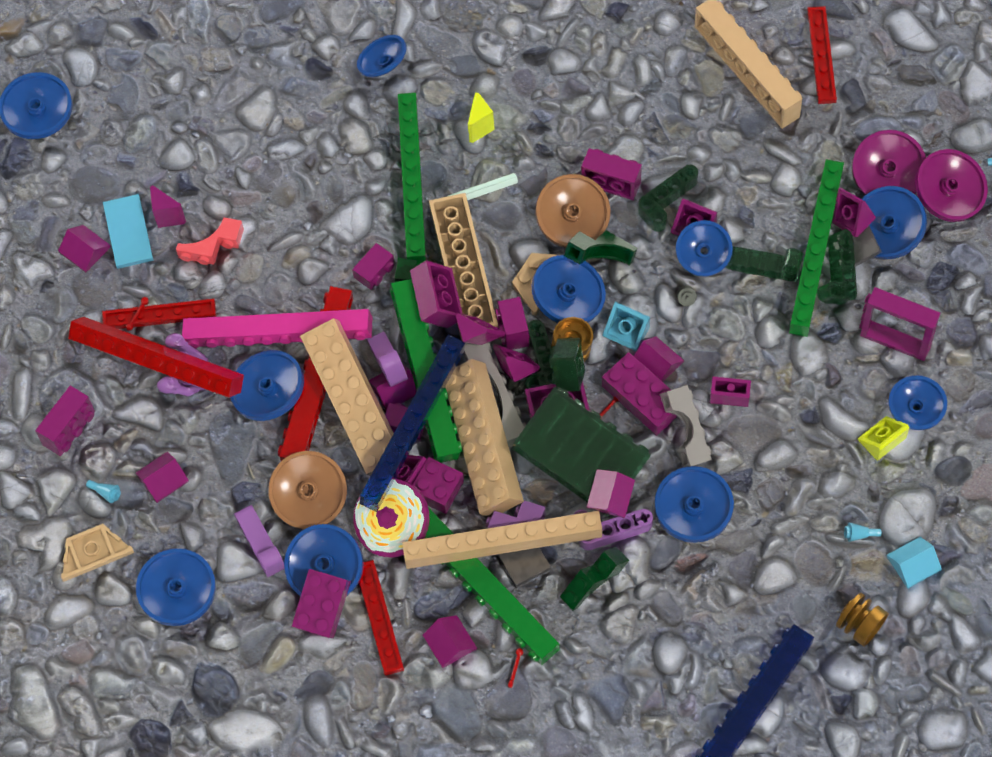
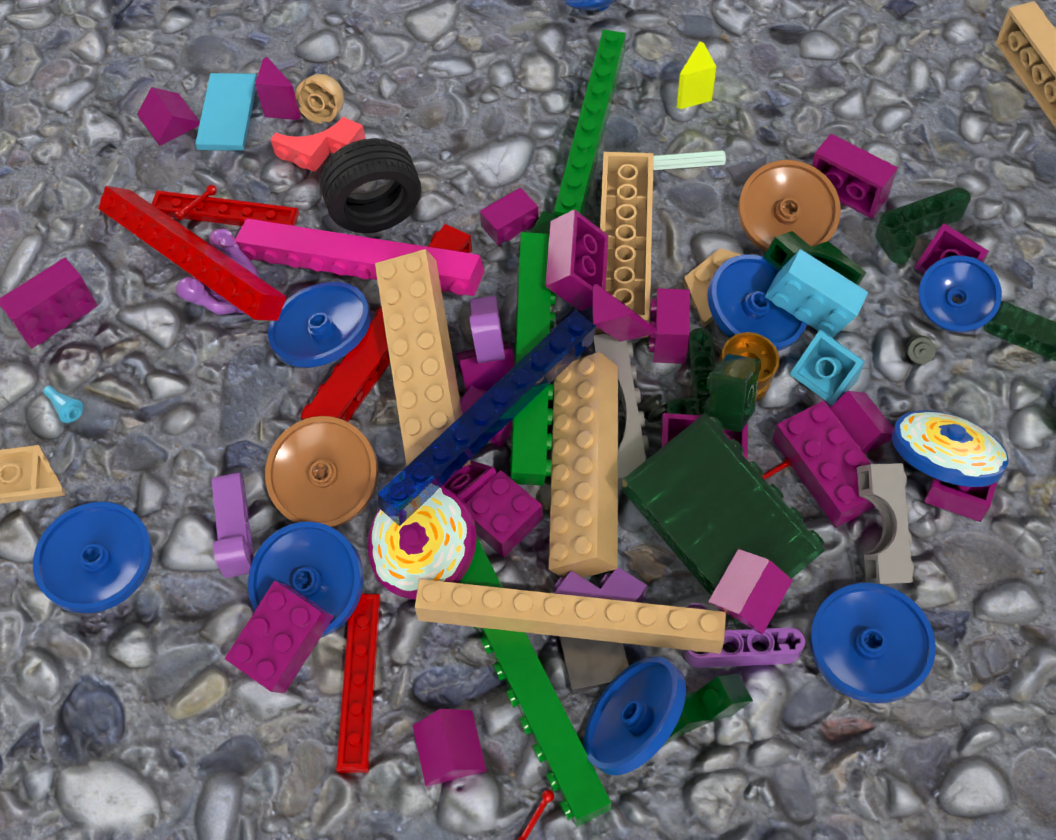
camera: 15 degrees right, 5 degrees down
(162, 476) = (142, 407): magenta slope -> none
(199, 204) = (320, 98): none -> tan cylinder
(269, 273) = (363, 163): none -> black tyre
(514, 363) = (658, 378): magenta slope -> none
(559, 588) = (635, 716): none -> blue dish
(606, 276) = (816, 294): none -> medium azure brick
(717, 363) = (950, 448): none -> dish

